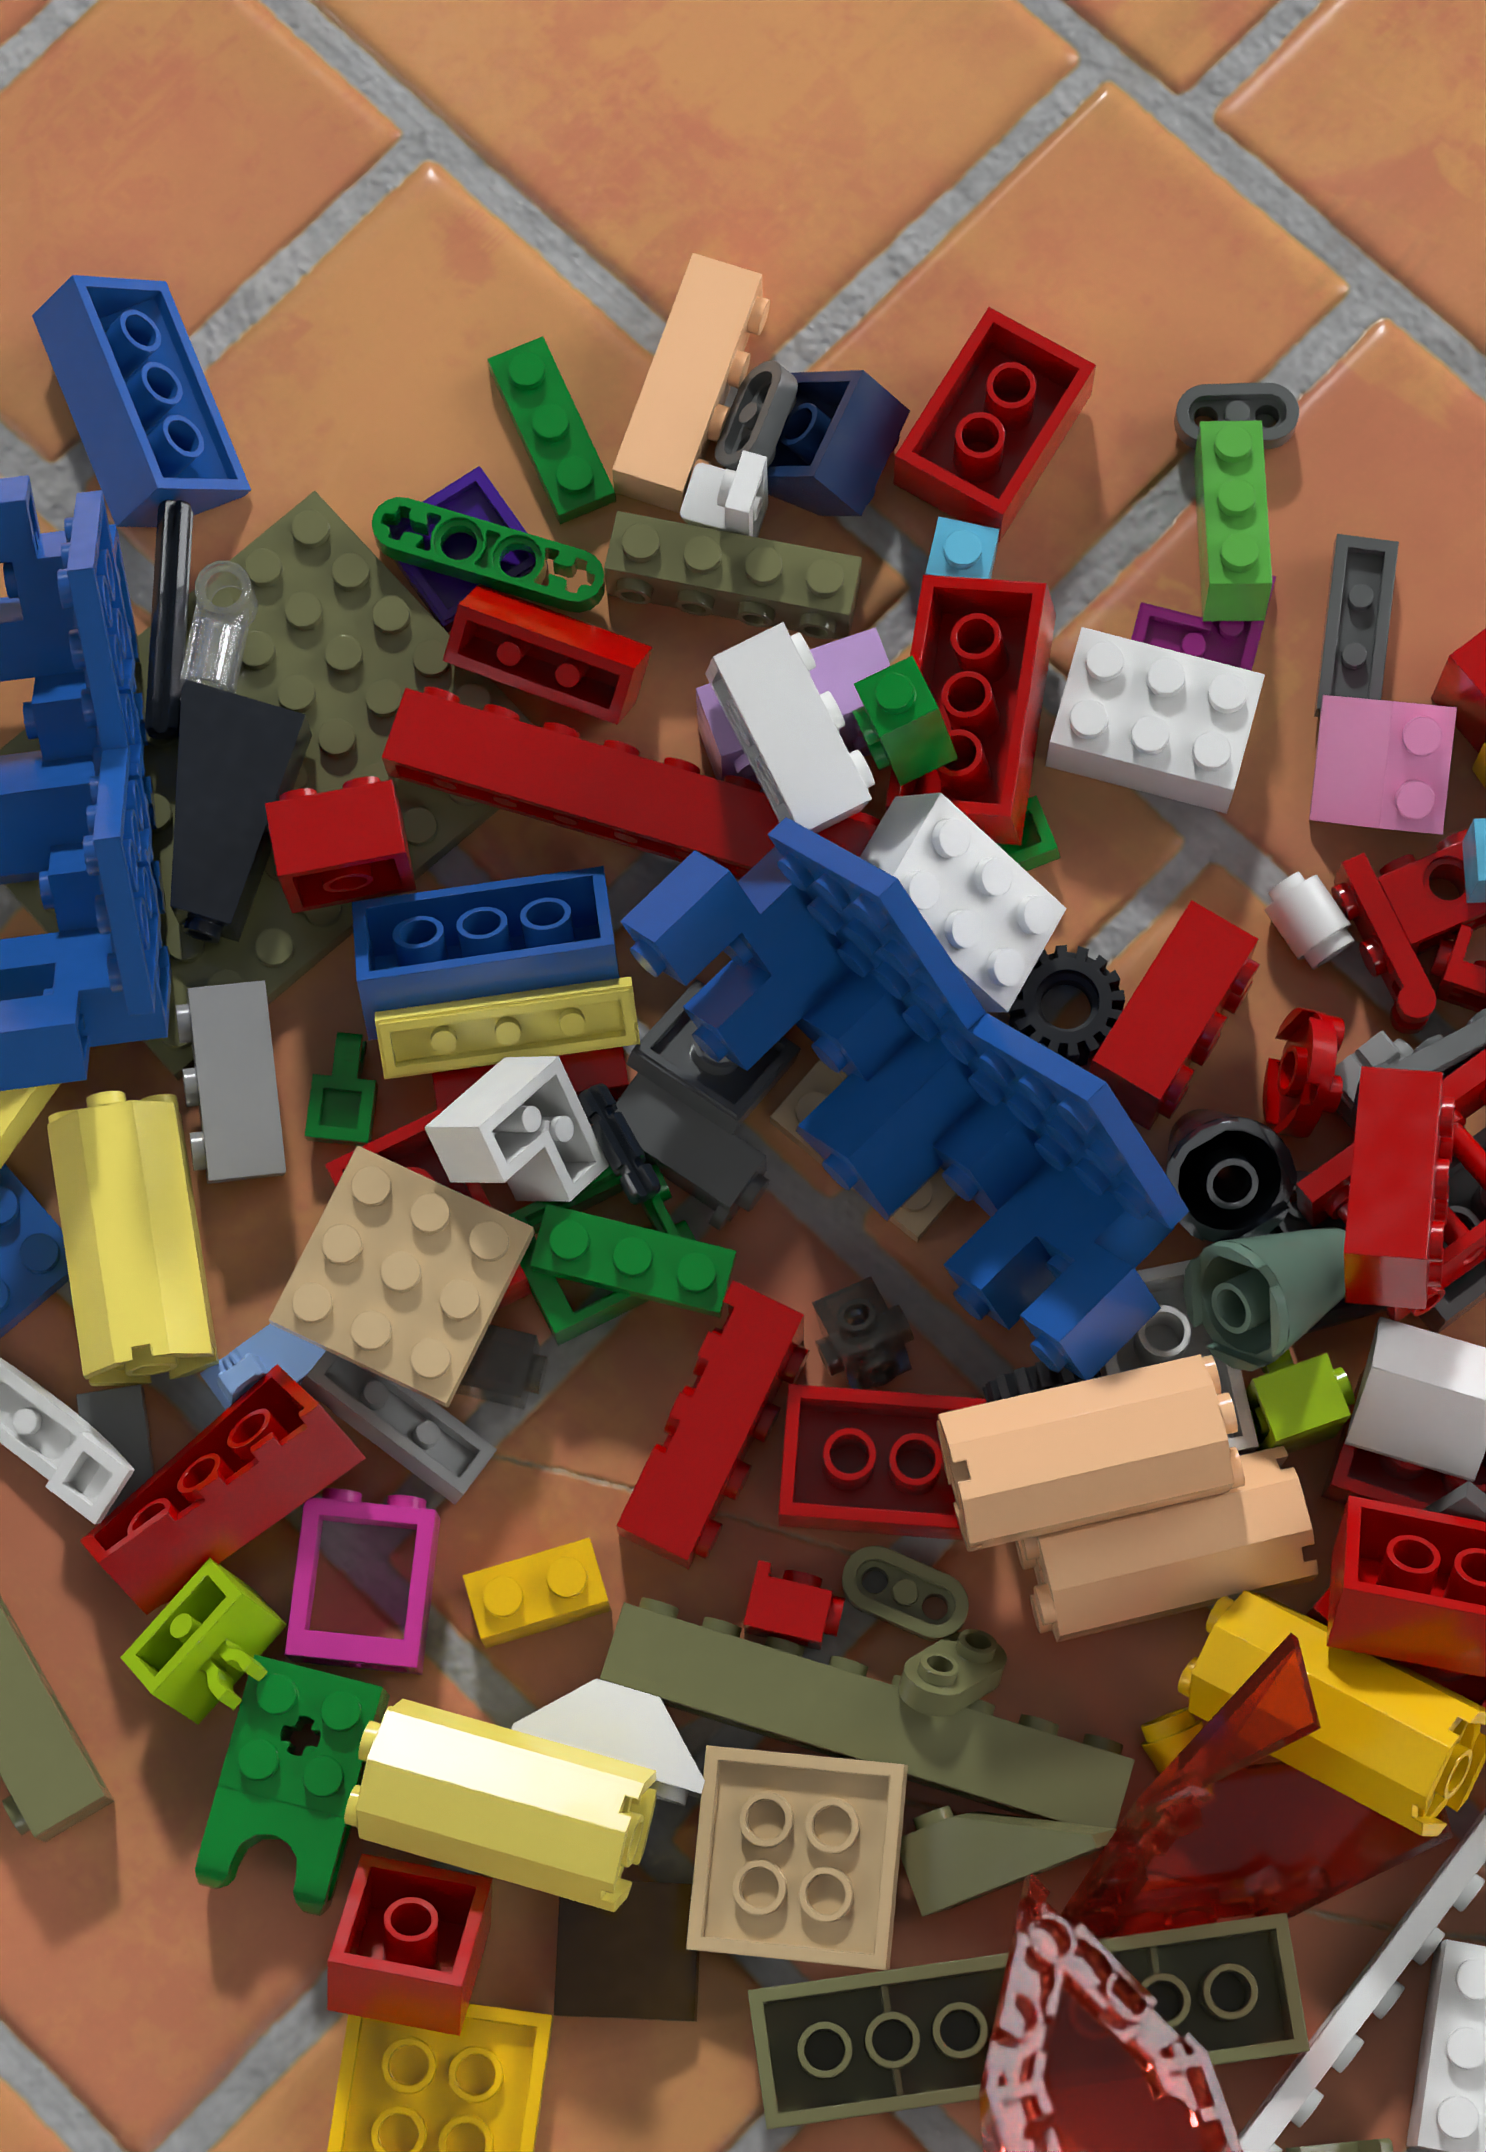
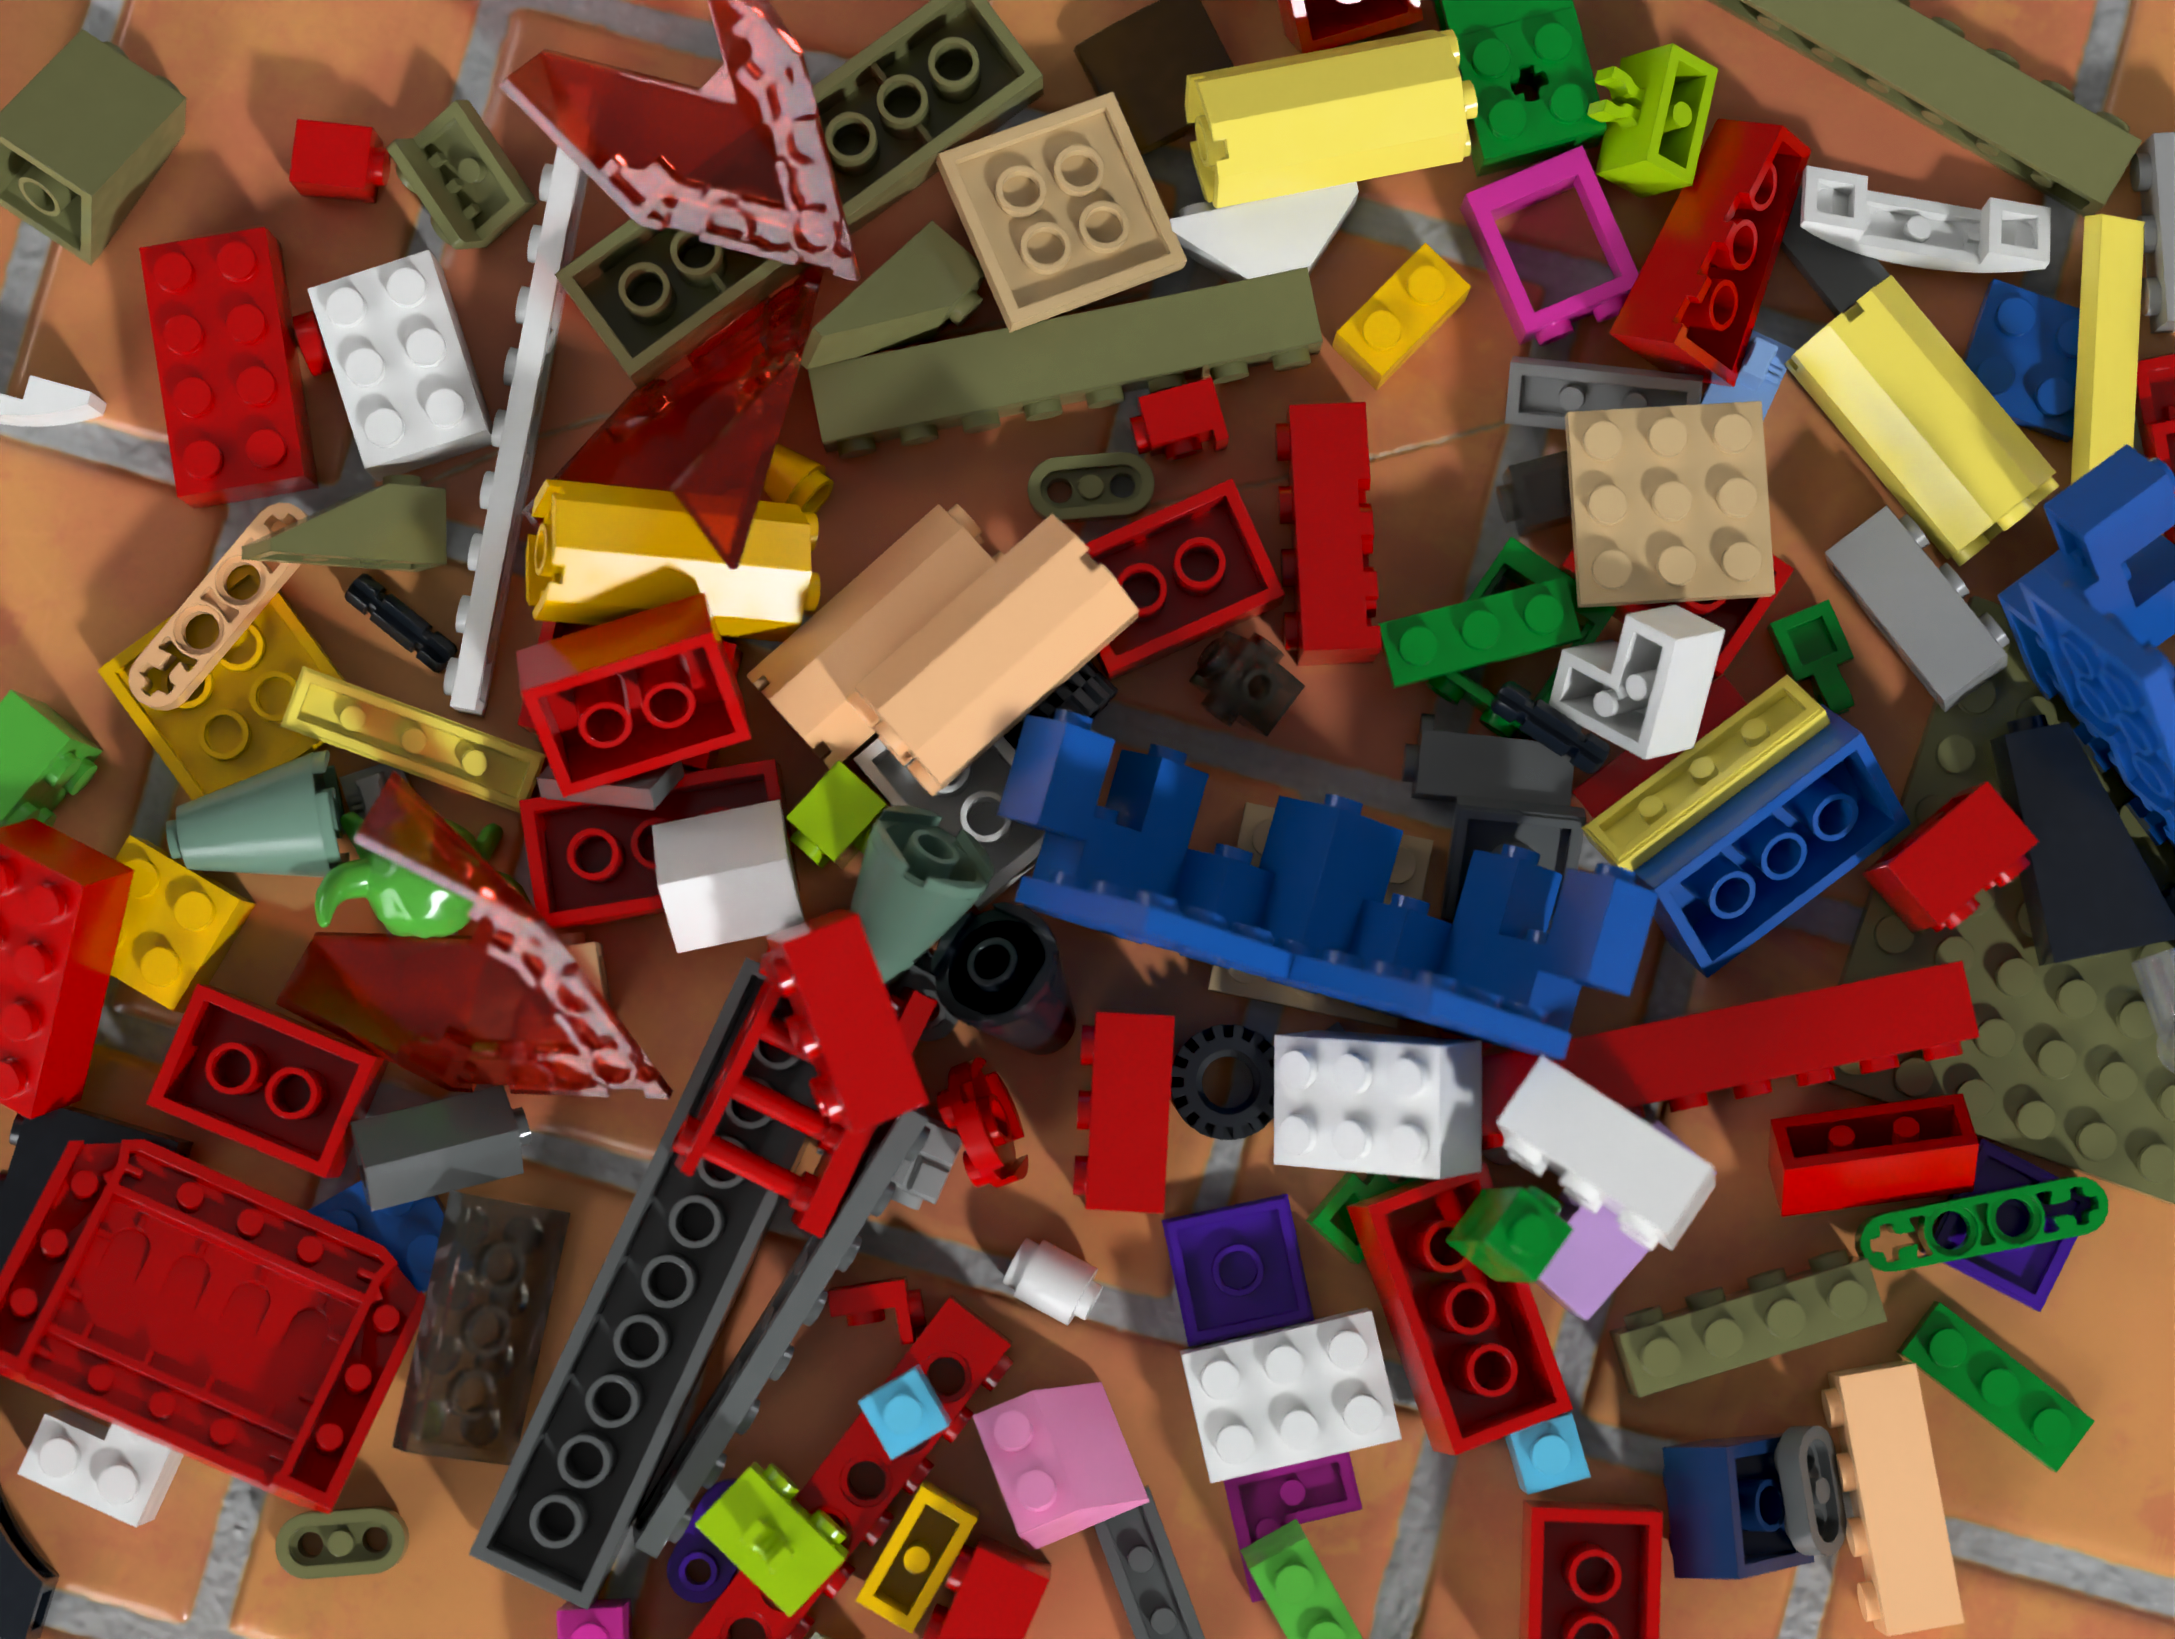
camera: 150 degrees right, 10 degrees up
(727, 497) = (1792, 1390): white slope -> none
(952, 1673) = (1006, 445): olive plate -> none
(1140, 850) = (1237, 1270): none -> dark purple tile
(1384, 944) = (972, 1290): red plate -> none

